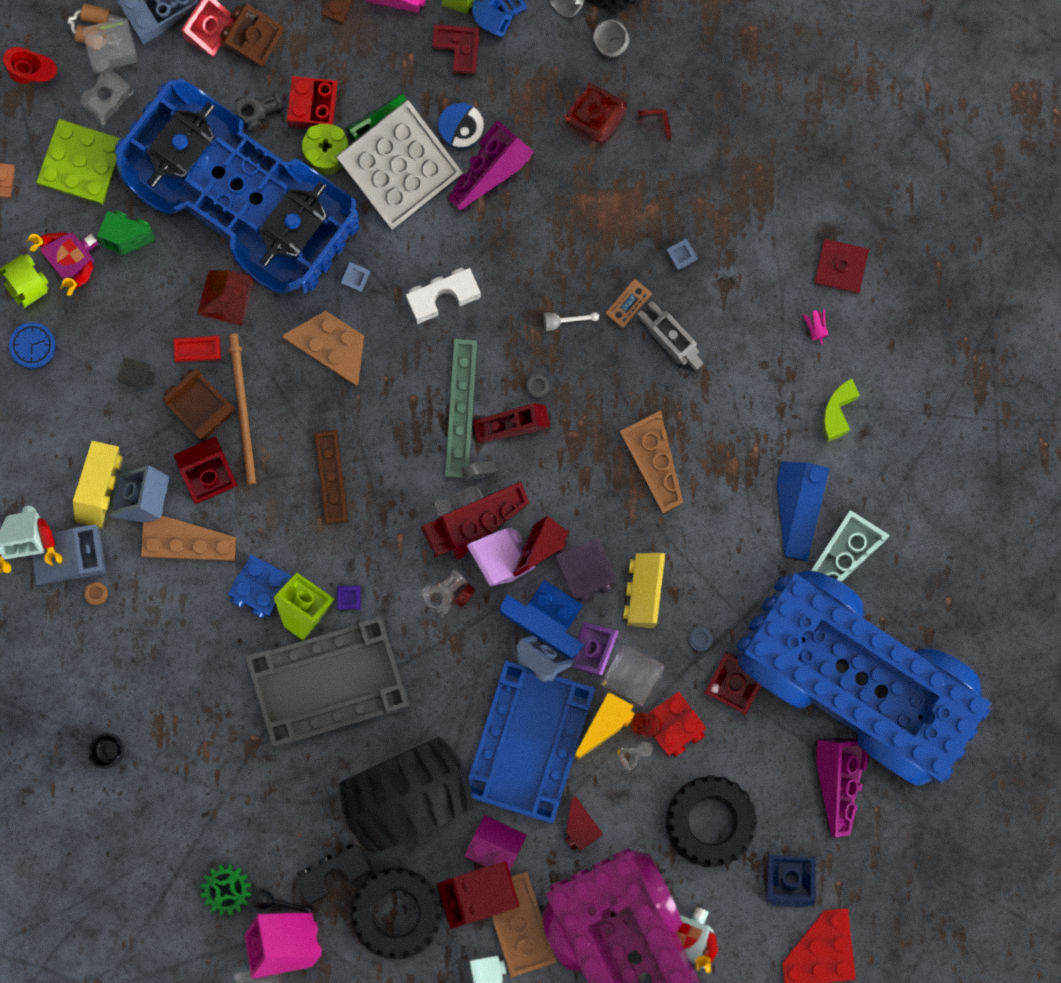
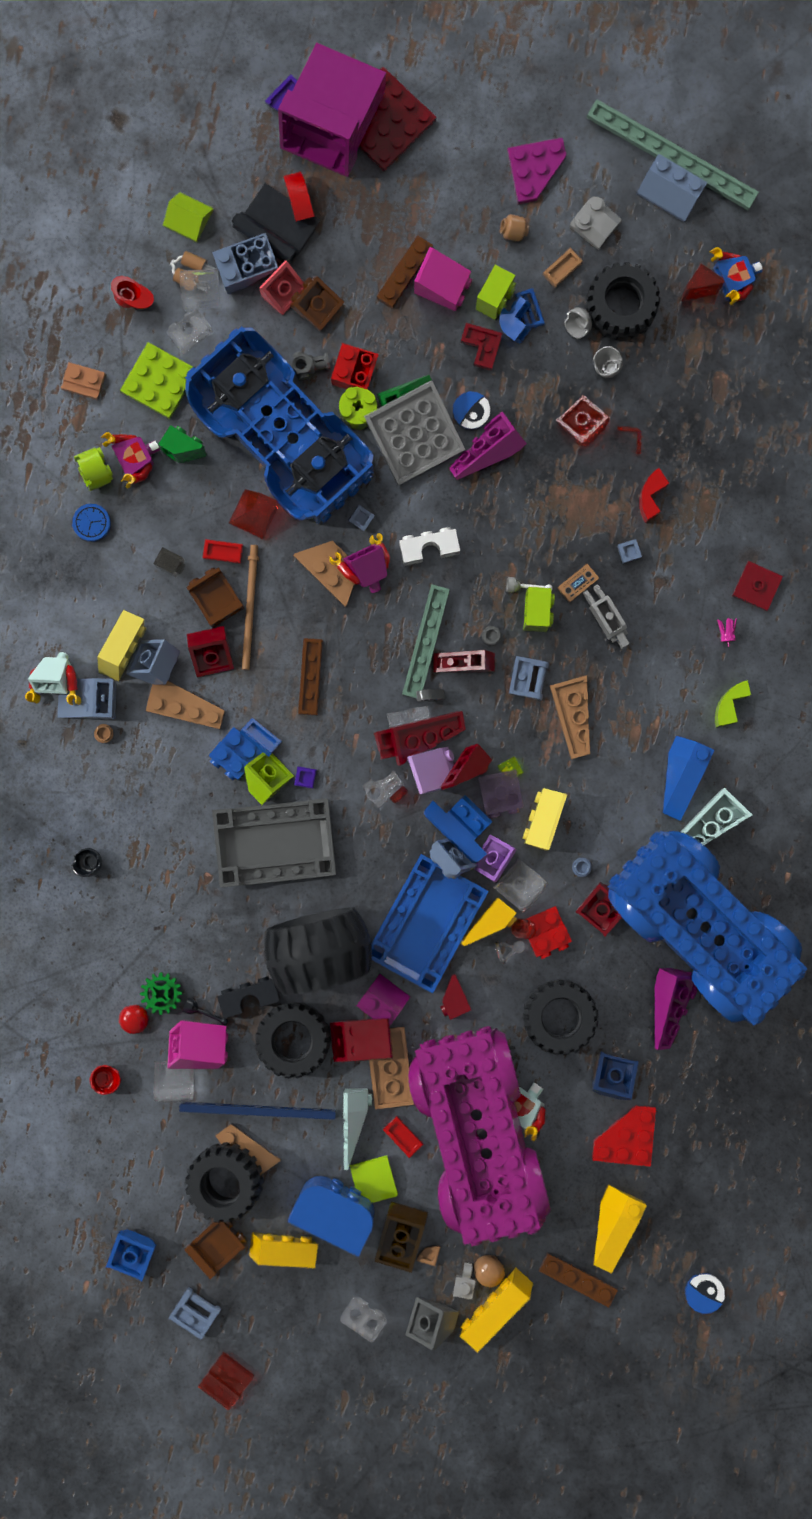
camera: 15 degrees right, 5 degrees up
(198, 929) = (133, 1019): none -> red hair
(285, 560) = (260, 737): none -> blue tile
(371, 332) = (366, 565): none -> magenta torso
(584, 427) = (522, 677): none -> sand blue plate
(586, 343) = (537, 609): none -> lime brick
(592, 533) = (511, 764): none -> clear neon green tile
(695, 170) = (655, 483): none -> red brick

